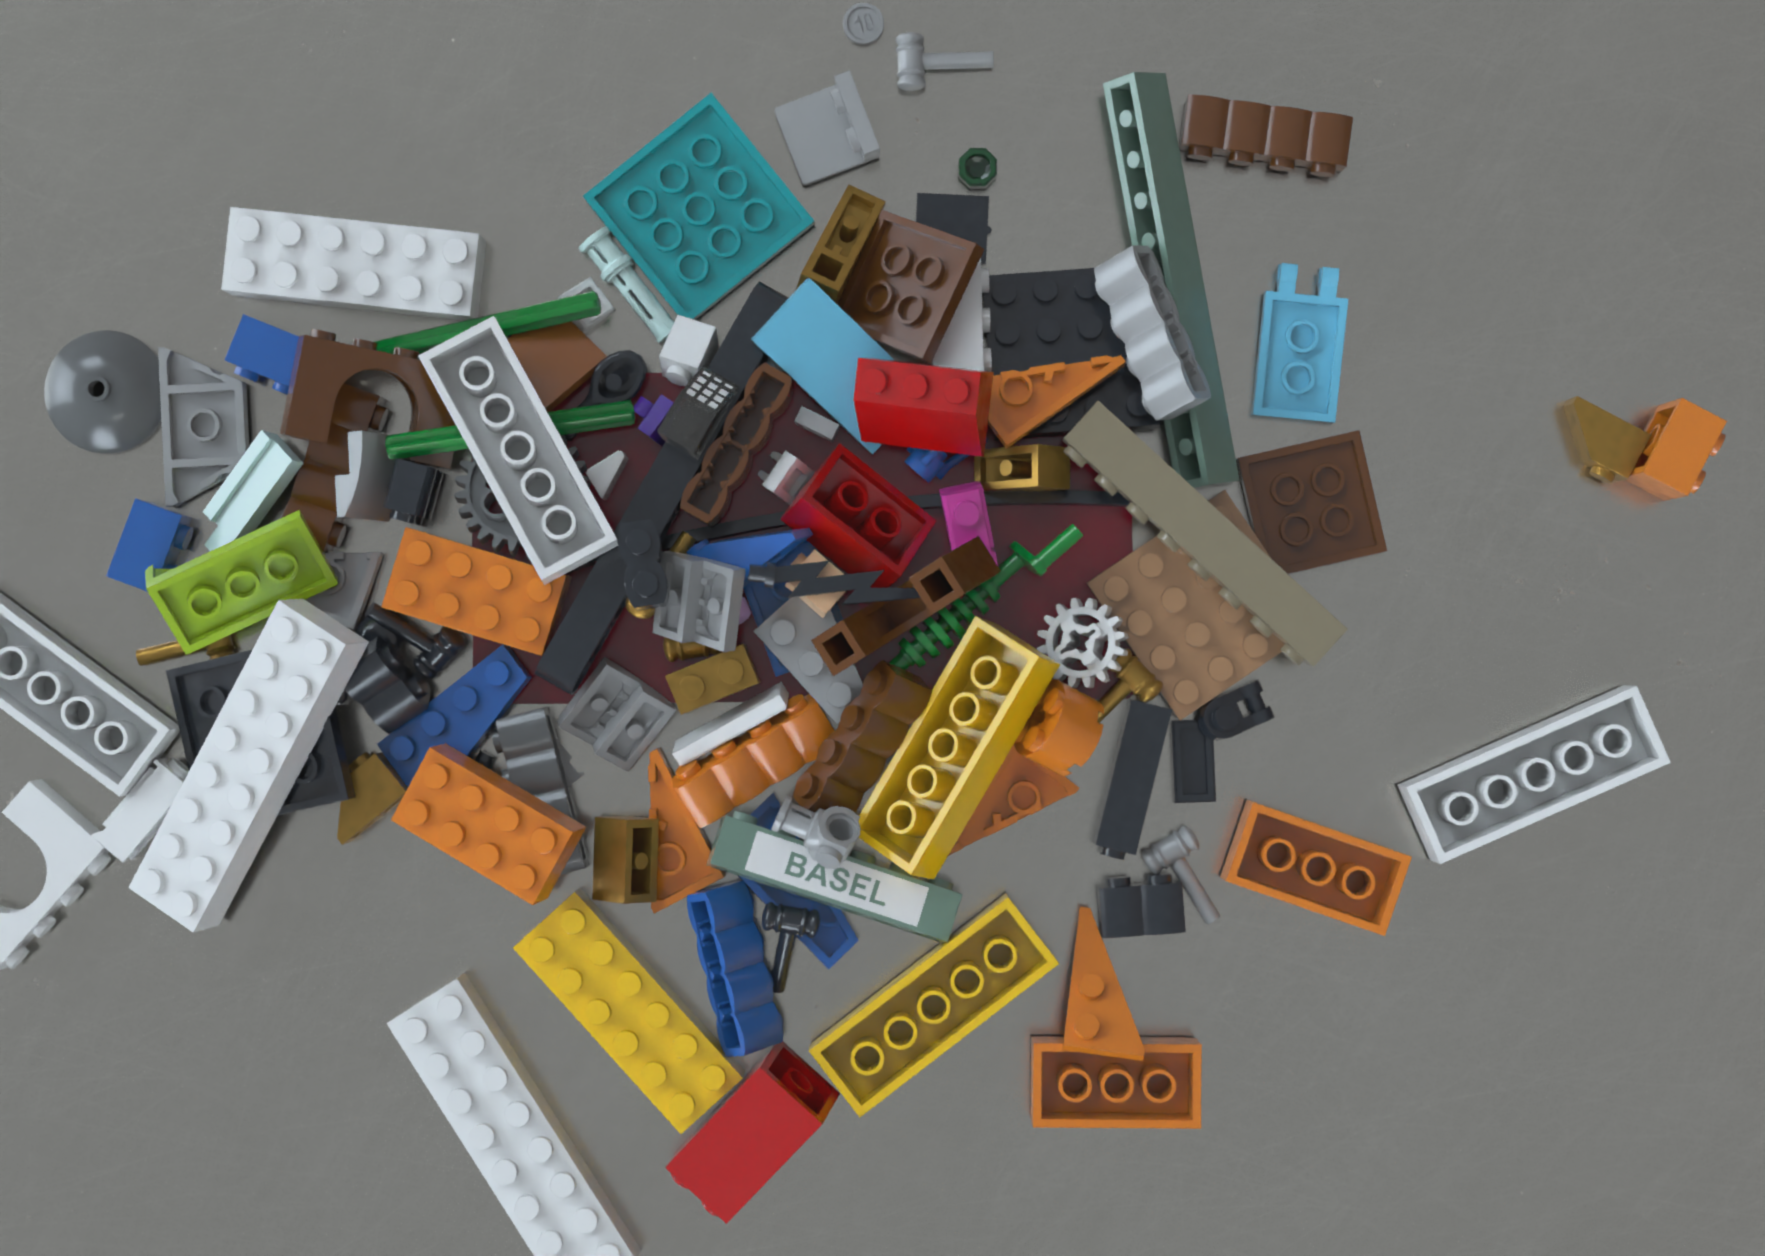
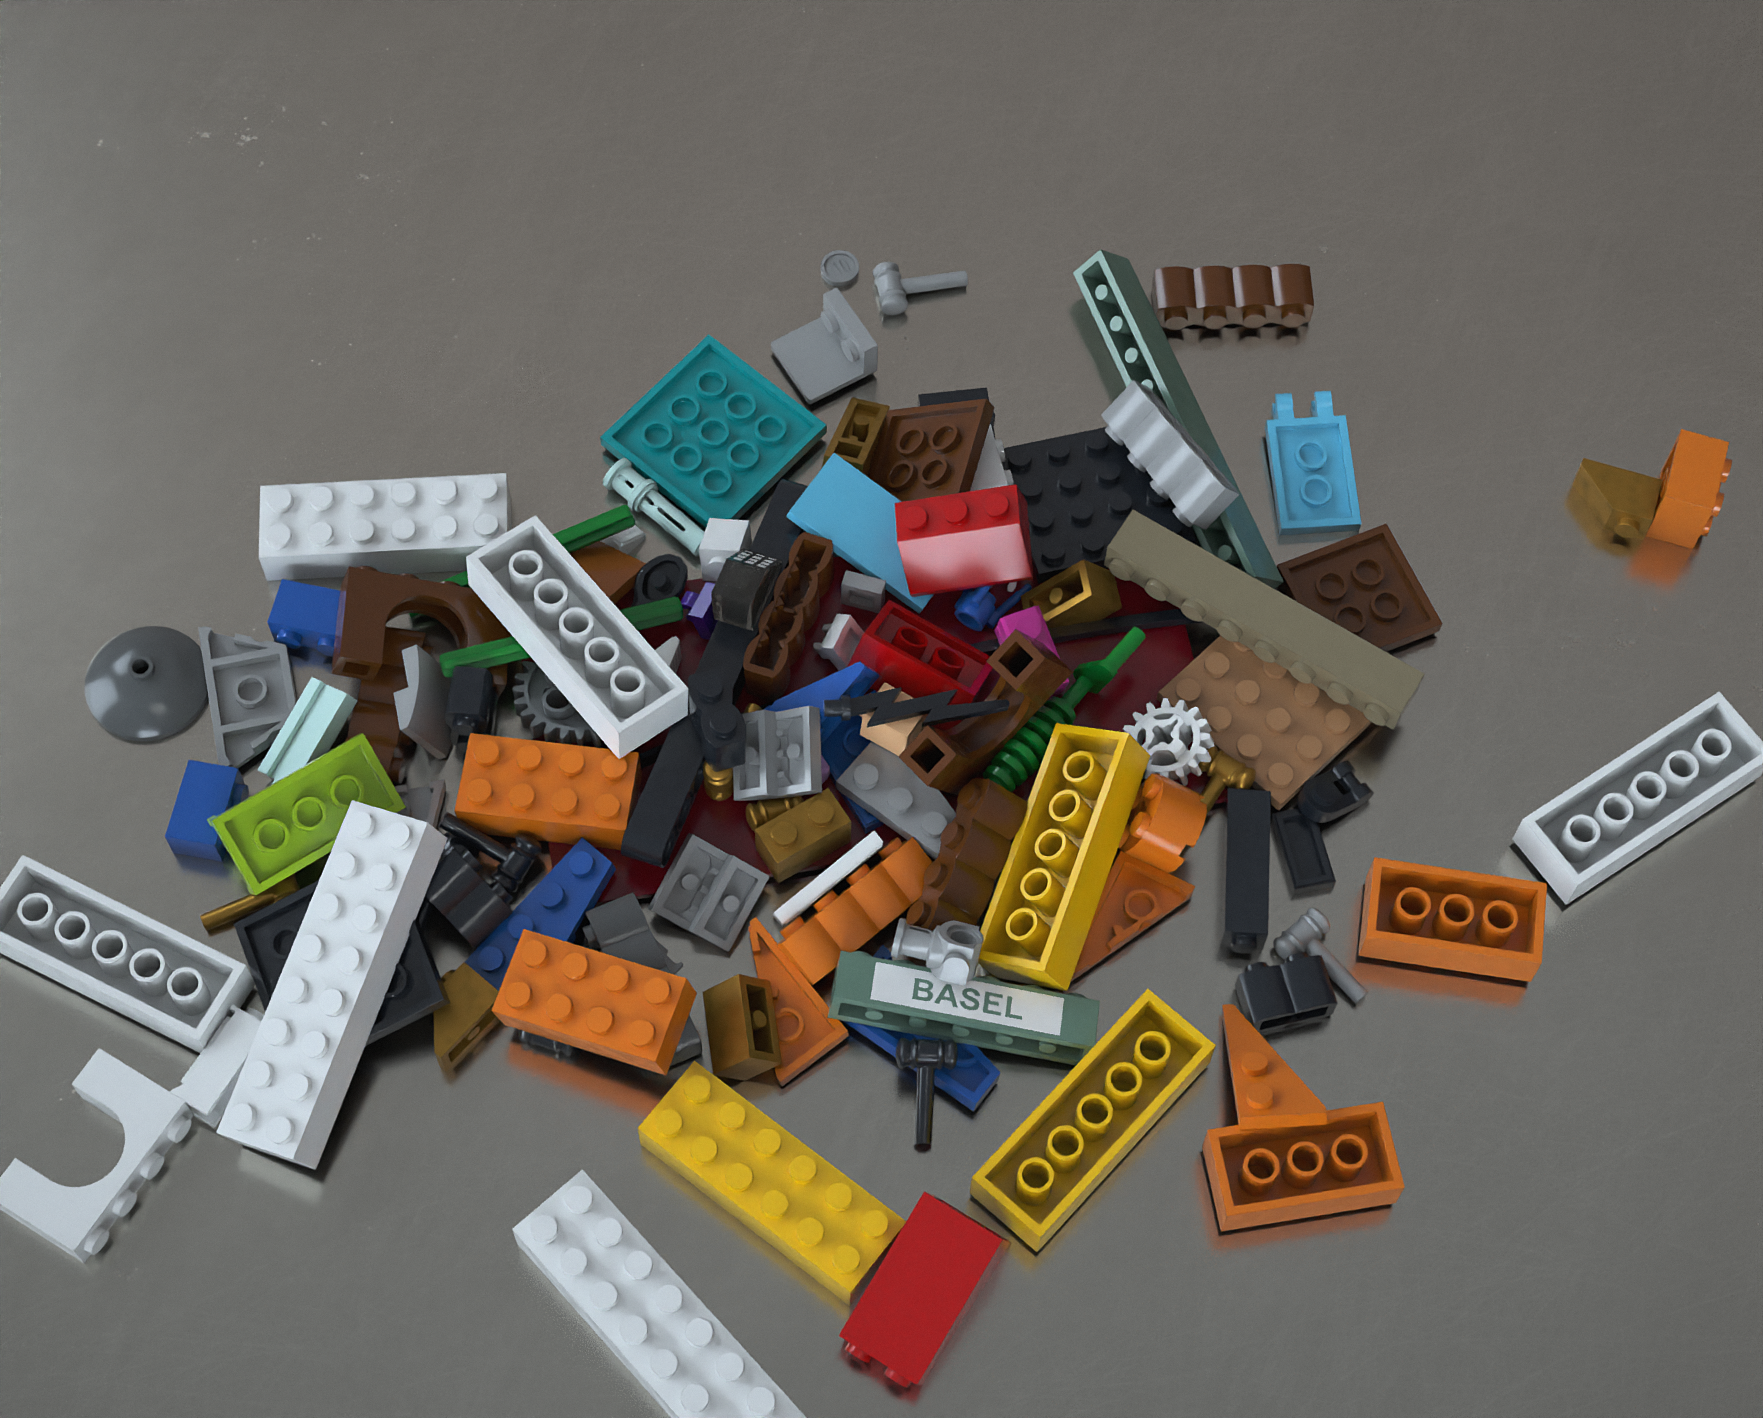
camera: 10 degrees left, 25 degrees down
(735, 970) = (878, 1124): blue brick -> none
(977, 168) = (971, 364): dark green tile -> none
(1033, 396) = (1074, 523): orange wing -> none

